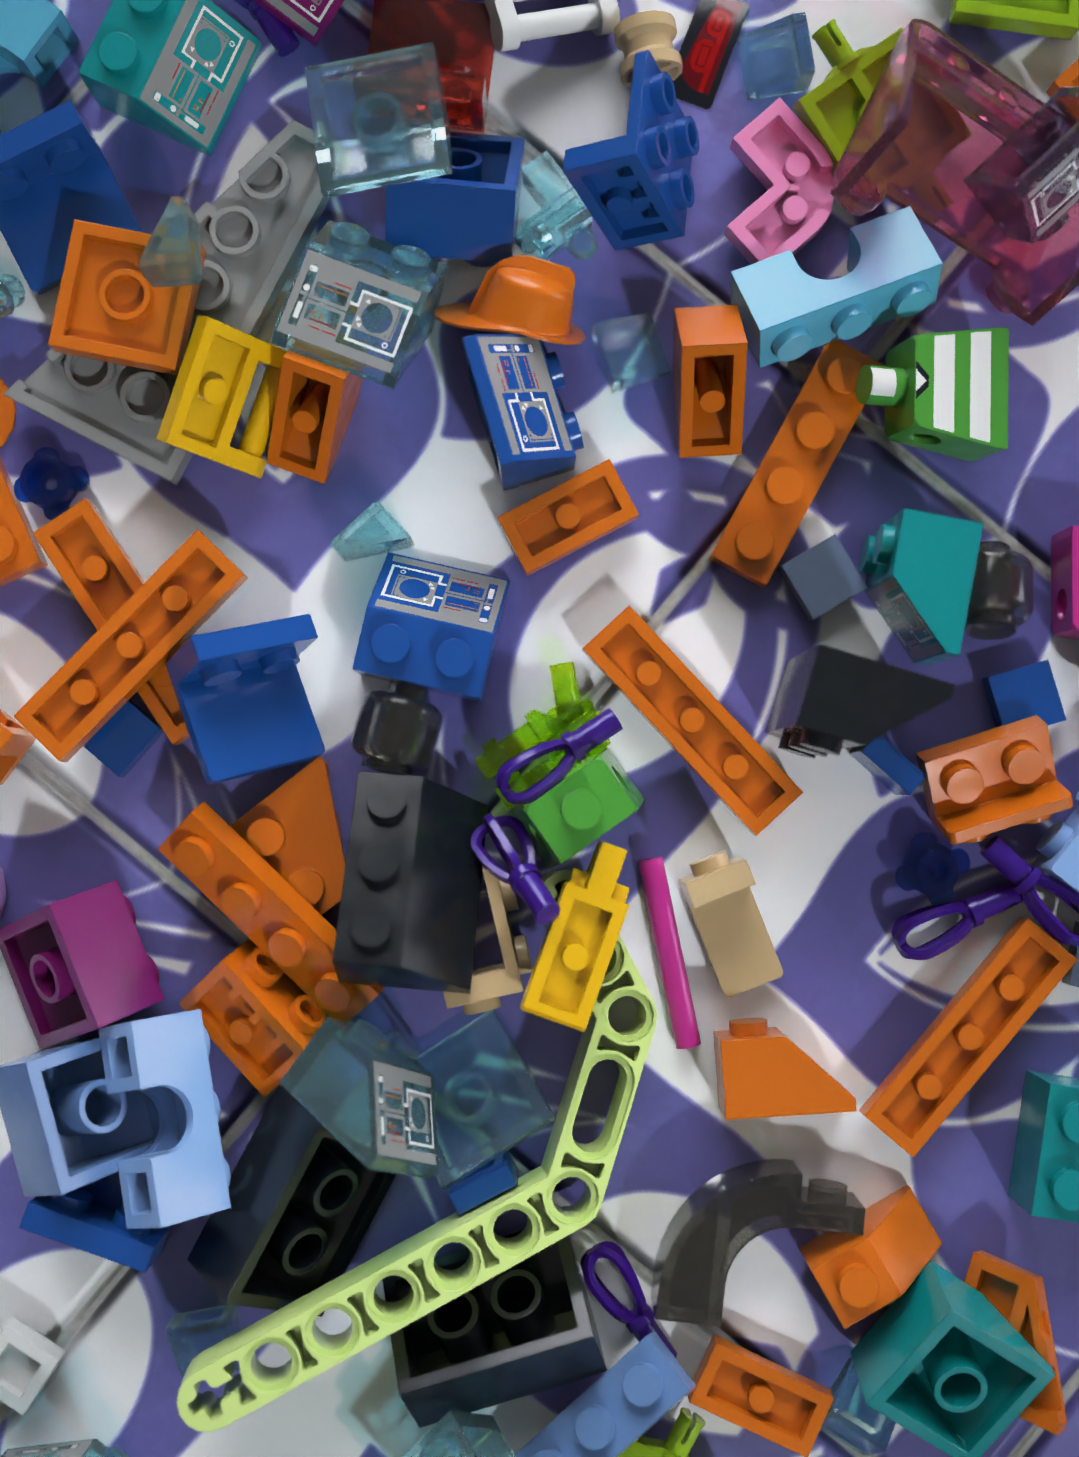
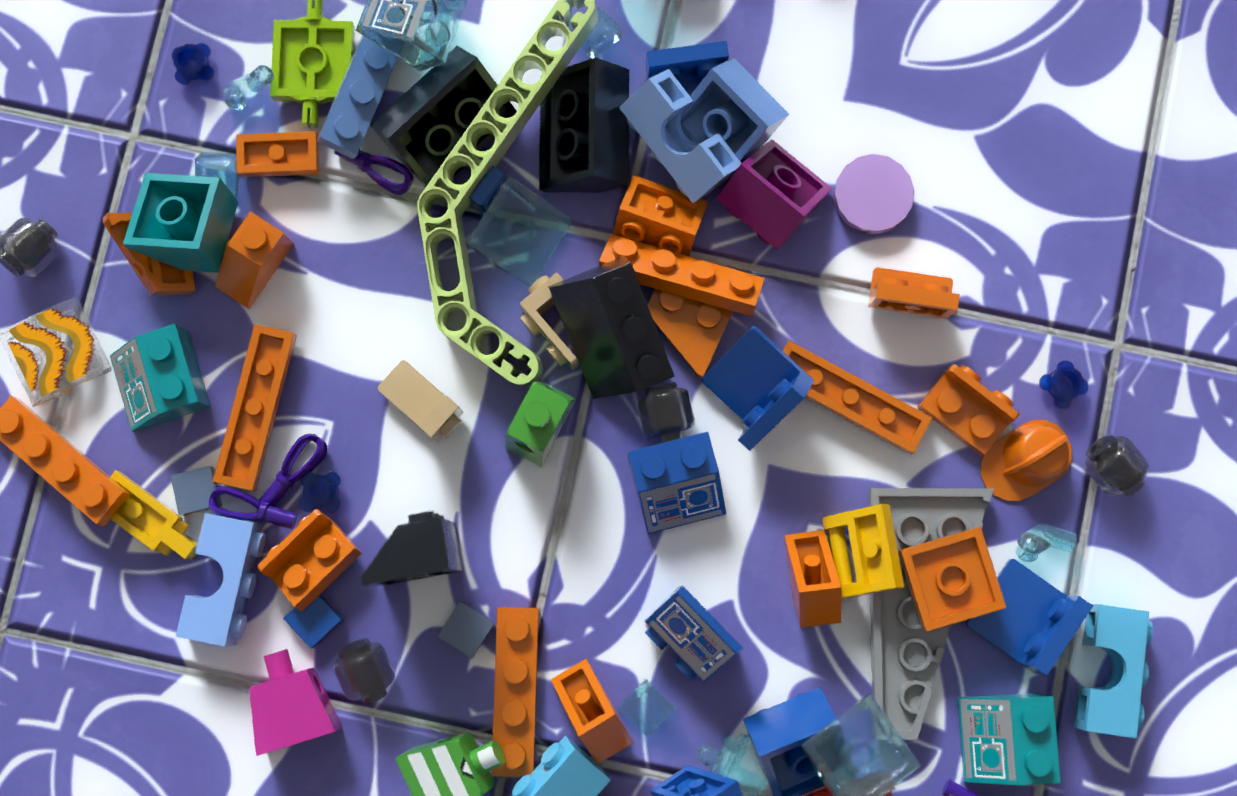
camera: 155 degrees right, 5 degrees down
(38, 471) = (948, 444): clear blue plate -> none
(124, 738) = (823, 332): blue tile -> none
(130, 647) = (839, 381): orange plate -> none
(174, 248) = (935, 617): clear light blue slope -> none
(361, 303) = (815, 645): clear light blue slope -> none
(370, 1095) = (573, 203): clear light blue slope -> none
(371, 534) = (740, 518): clear light blue slope -> none
(521, 298) = (726, 695): orange piece -> none
(522, 878) = (550, 362): dark purple piece -> none
(540, 727) = (569, 463): clear neon green piece -> none
(568, 517) = (632, 586): orange plate -> none
(575, 746) = (559, 453): dark purple piece -> none
(579, 941) = (501, 344): yellow hinge -> none
(669, 953) = (448, 369): dark pink bar -> none
(692, 721) = (501, 505): orange plate -> none
(727, 1216) = (343, 241): clear smoke arch -> none
(770, 1076) = (355, 329): orange slope -> none
(888, 766) = (369, 536): blue tile -> none
(922, 580) = (407, 652): teal slope -> none

